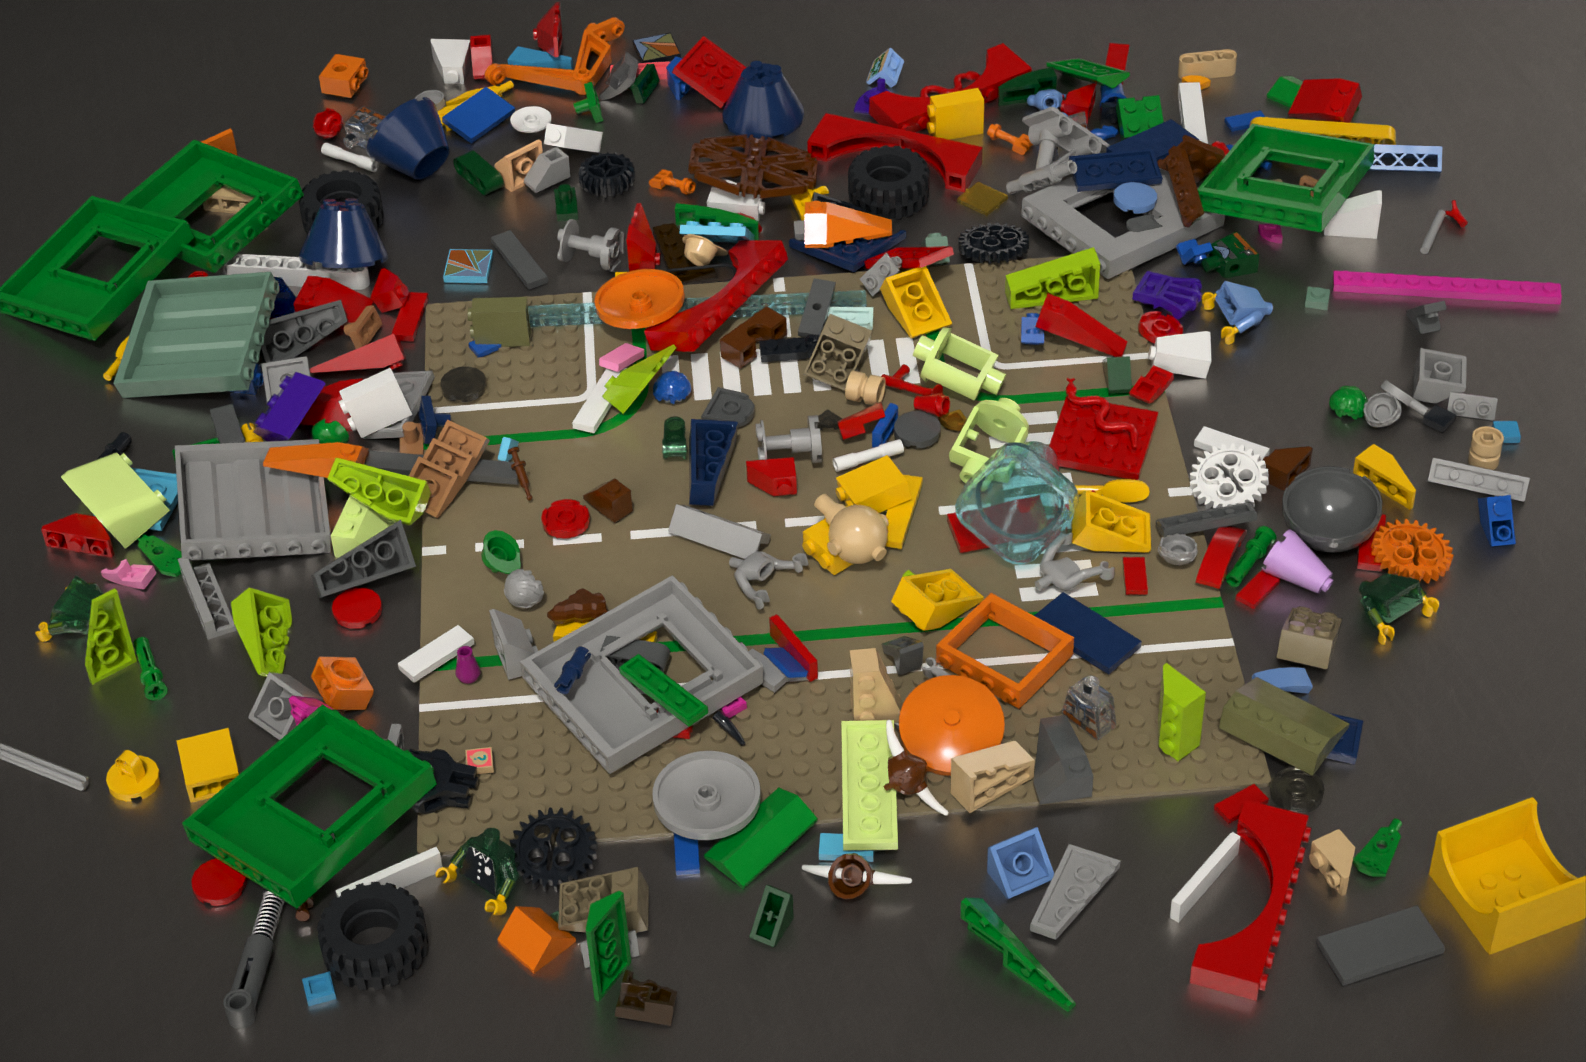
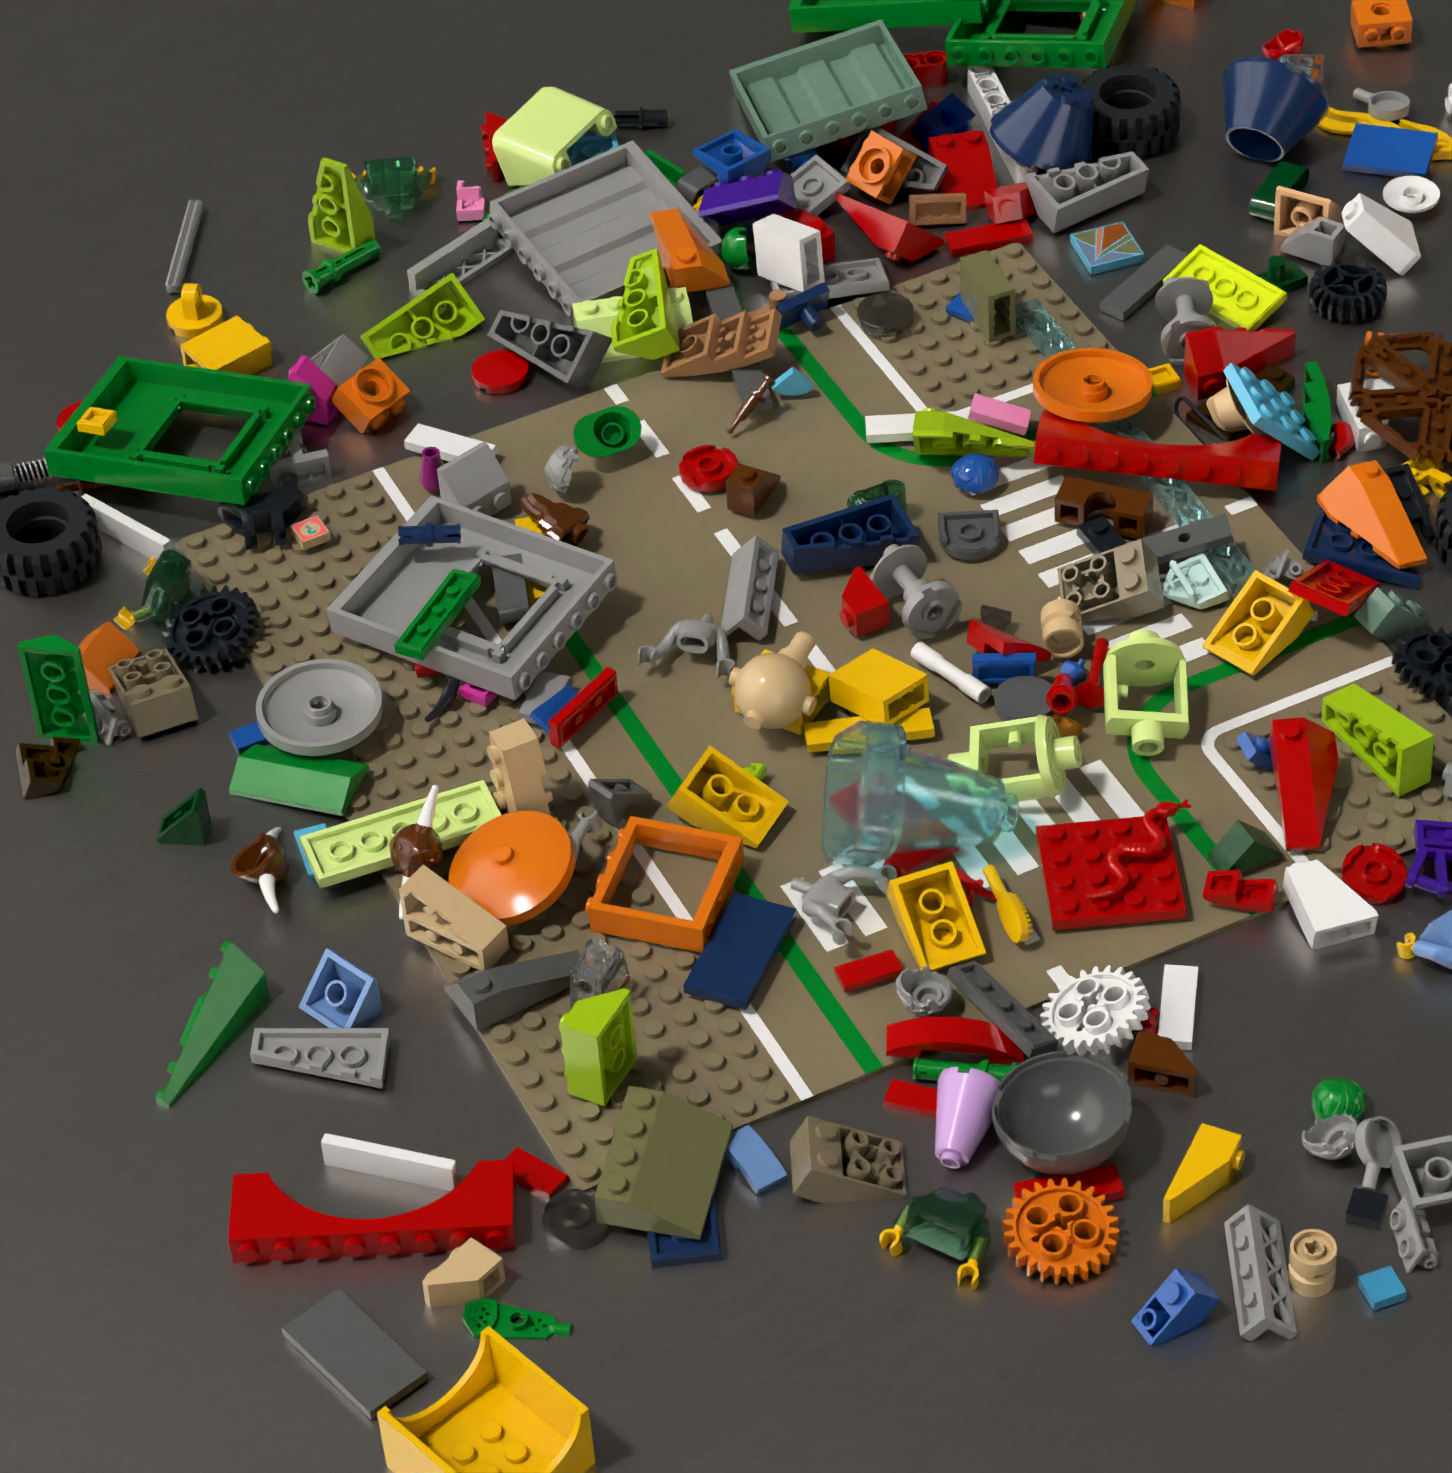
camera: 70 degrees right, 0 degrees up
(232, 403) = (734, 156): none -> blue slope
(276, 847) = (97, 421): none -> yellow tile
(291, 329) = (868, 170): none -> orange brick
(411, 251) = (1086, 189): none -> light grey wedge
(540, 229) = (1237, 294): none -> neon yellow tile
(907, 397) = (1075, 670): none -> blue piece

